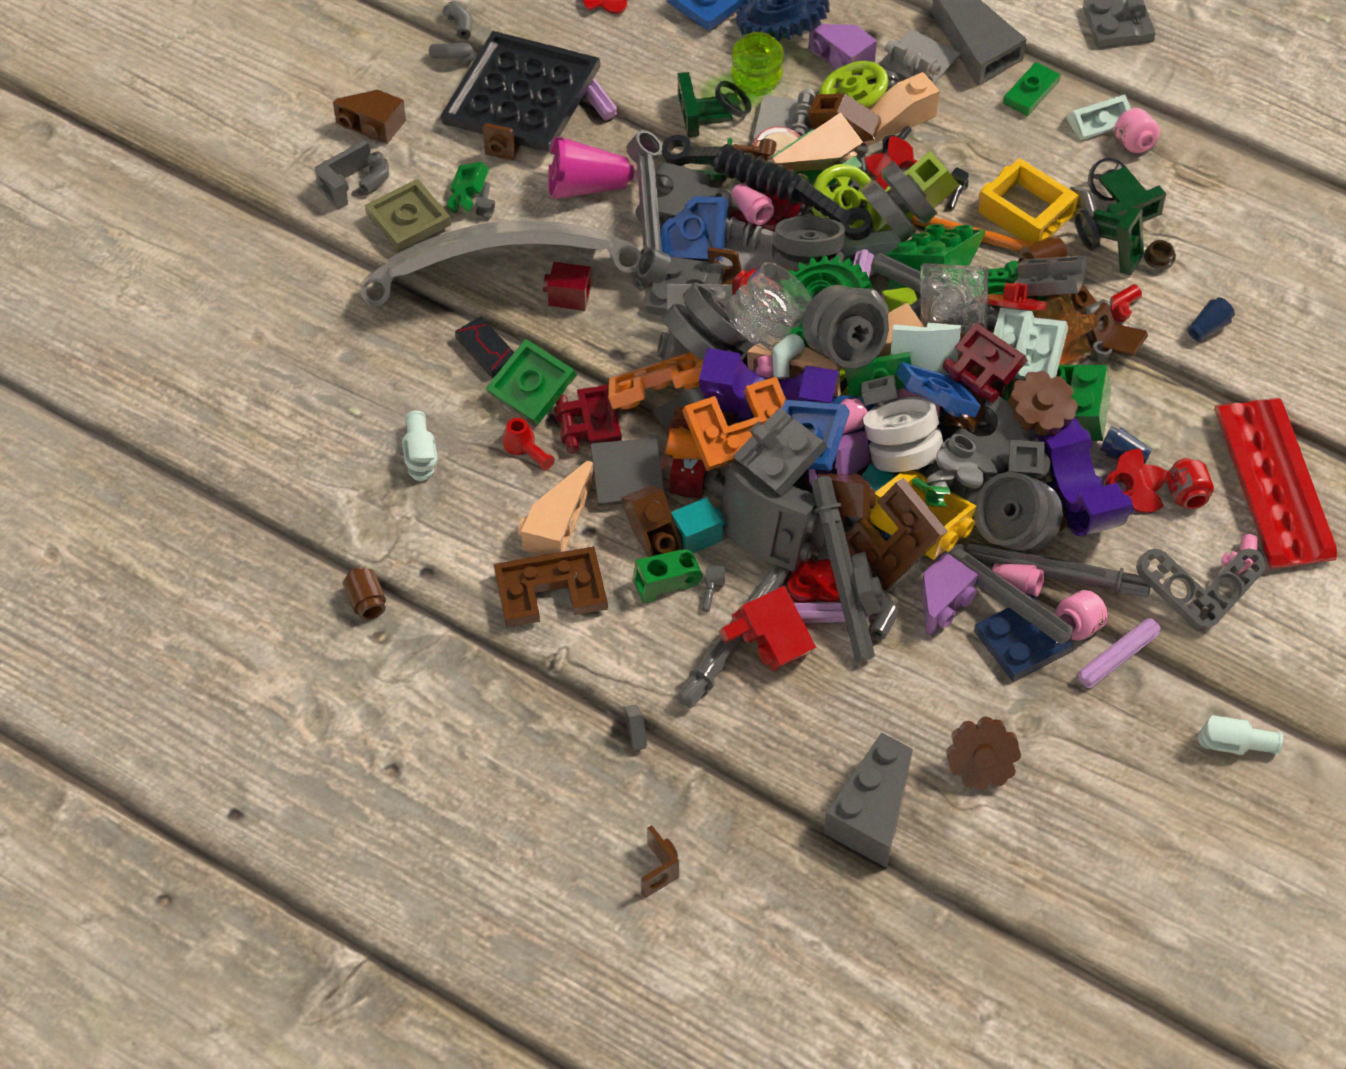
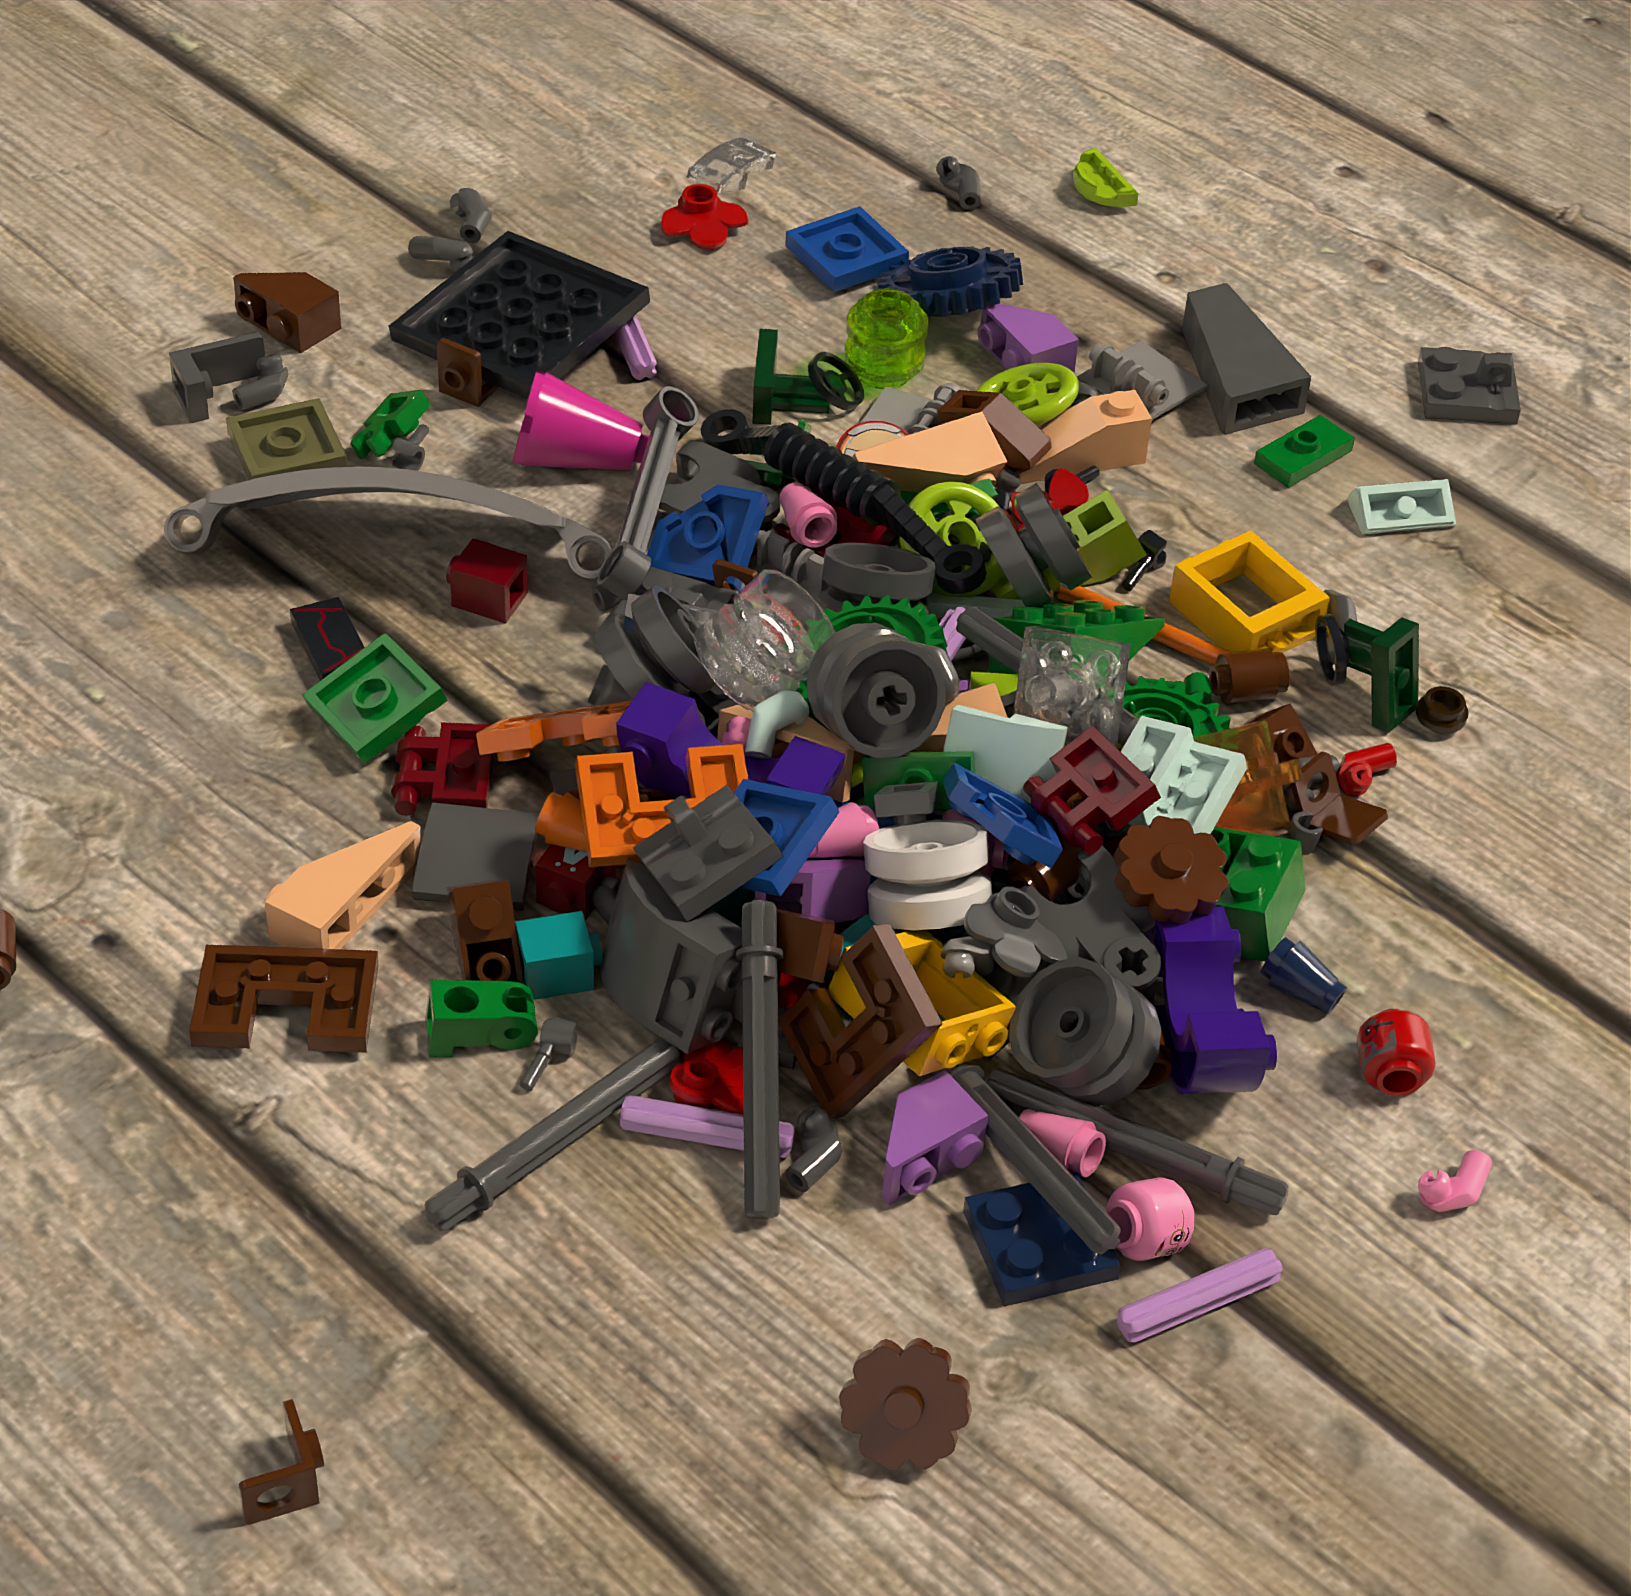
camera: 10 degrees right, 10 degrees down
(419, 447) = (164, 757): light aqua arm -> none
(520, 439) = (330, 778): red bar -> none
(636, 726) = (337, 1228): dark grey tile -> none
(765, 150) = (855, 442): reddish brown hand -> none
(774, 625) = (620, 1123): red hinge -> none
(868, 587) = (795, 1093): dark grey plate -> none
(871, 800) = (688, 1442): dark grey wedge -> none
(933, 494) = (945, 970): green hand -> none
(1015, 298) = (1173, 704): red piece -> none
(1026, 458) = (1120, 946): dark grey plate -> none
(1052, 275) = (1246, 696): dark grey slope -> none
(1126, 191) = (1405, 595): dark green piece -> none
(1136, 130) = (1452, 532): bright pink head -> none
(1140, 480) = (1314, 1032): red plate -> none
(1206, 596) = (1377, 1234): dark grey beam -> none
(1212, 318) = (1501, 816): dark blue cone -> none
(1238, 736) = (1369, 1475): light aqua arm -> none
(1276, 483) = (1546, 1085): red plate -> none

